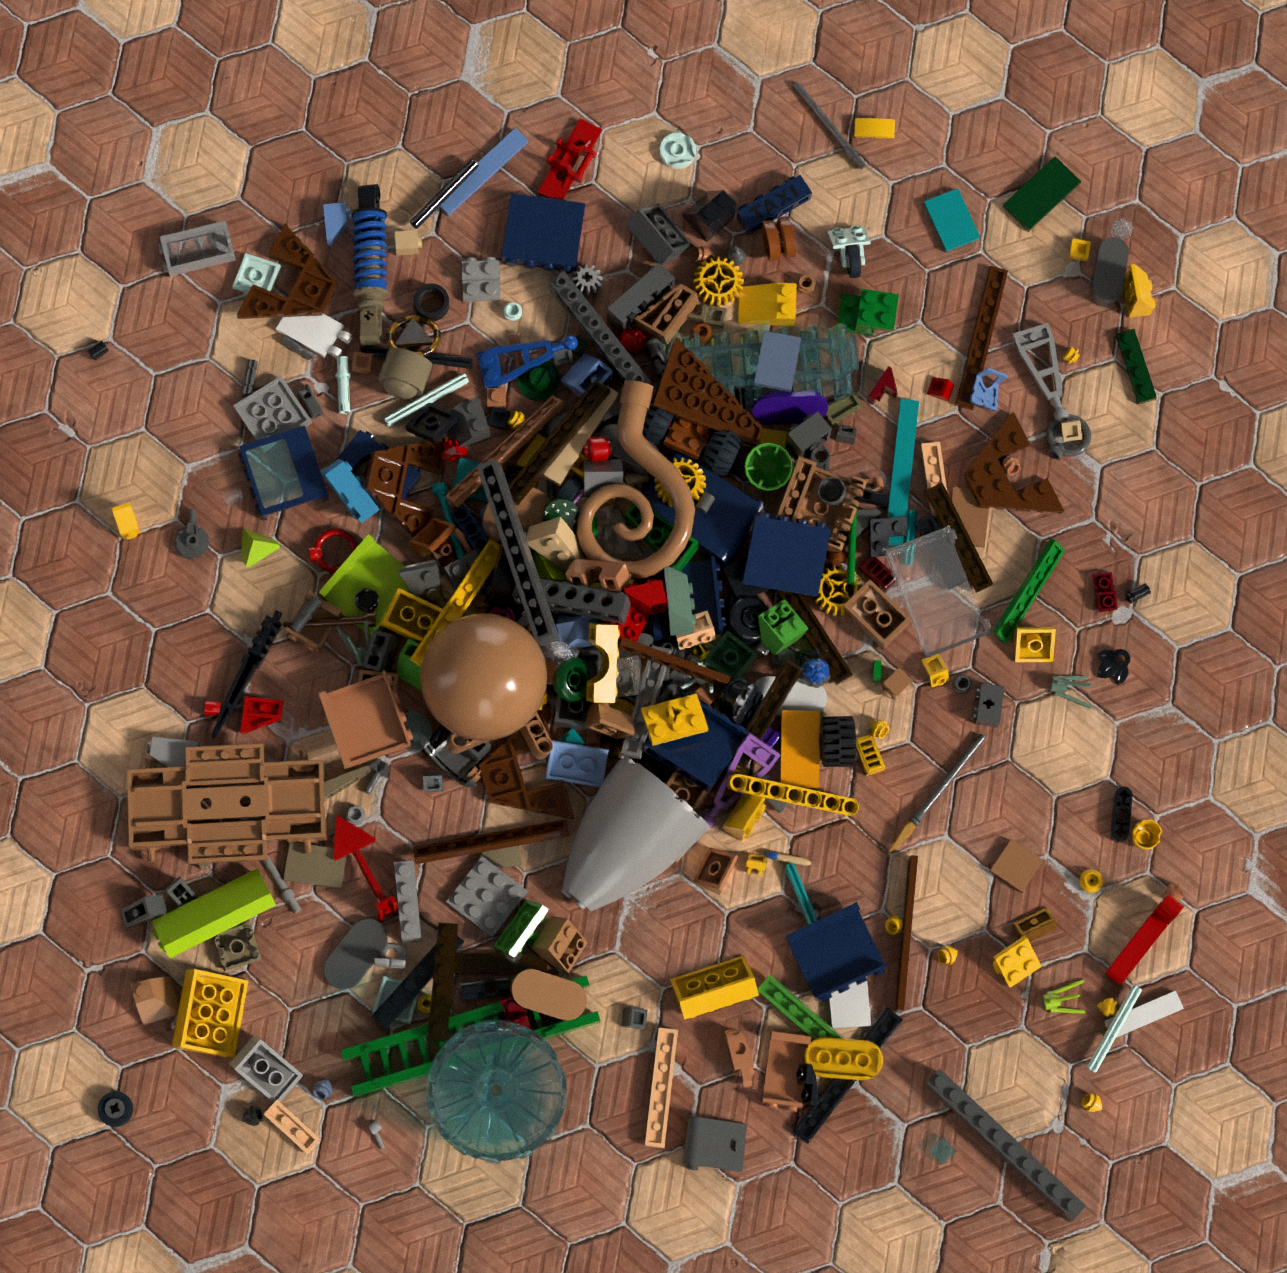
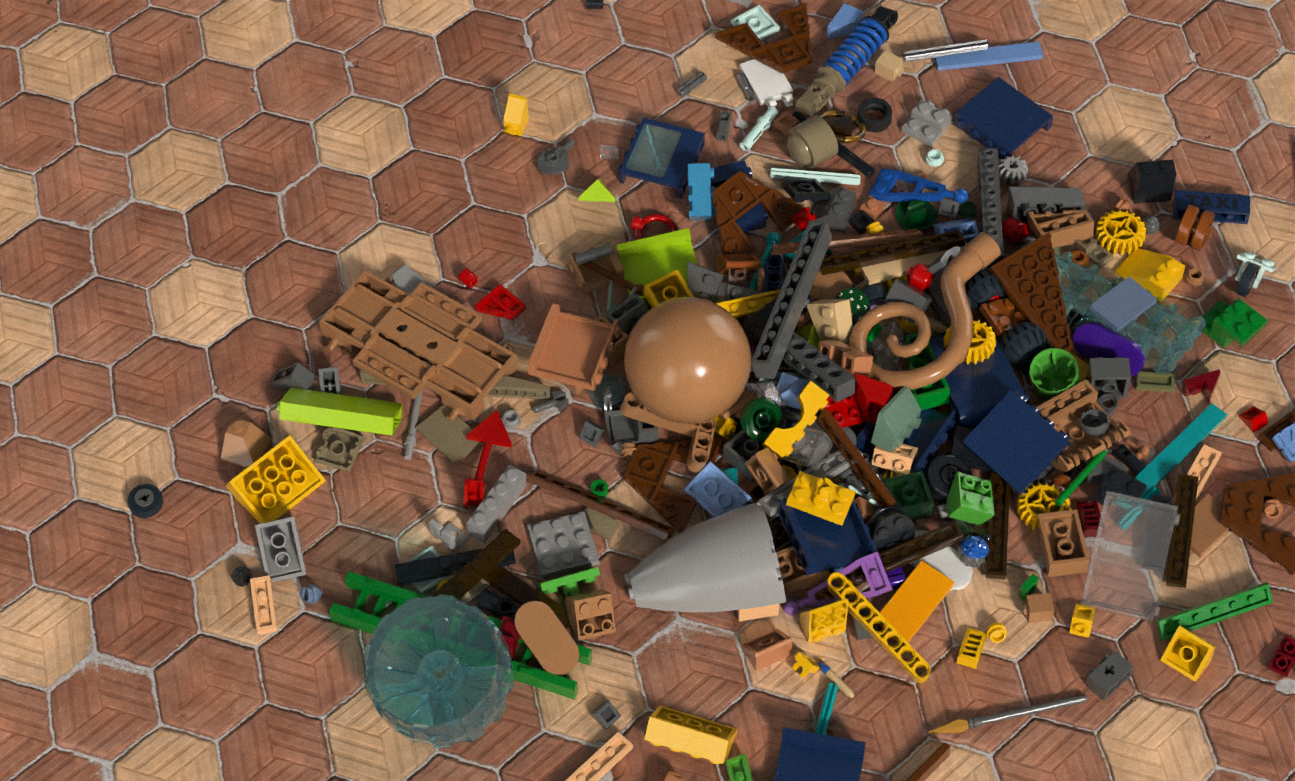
camera: 45 degrees right, 20 degrees down
(251, 662) = (523, 266): black piece -> none
(272, 410) = (690, 111): light grey plate -> none
(356, 954) = (413, 517): dark grey tile -> none
(364, 594) = (648, 271): black plate -> none
(375, 1128) = (325, 650): light grey hand -> none
(482, 824) = (599, 483): none -> green bush
(567, 156) = (1067, 85): red piece -> none
(607, 423) = (943, 260): none -> dark grey slope
(658, 234) = (1097, 172): dark grey slope -> none
(677, 150) = (1160, 129): light aqua tile -> none
(705, 502) = (979, 366): dark grey hinge -> none
(837, 741) = (950, 612): black wheel -> none
(846, 434) = (1143, 402): dark grey slope -> none
(962, 678) = (1098, 640): dark grey plate -> none
(1061, 683) = (1189, 701): sand green plant -> none
(1111, 666) = (1246, 718): black plate -> none

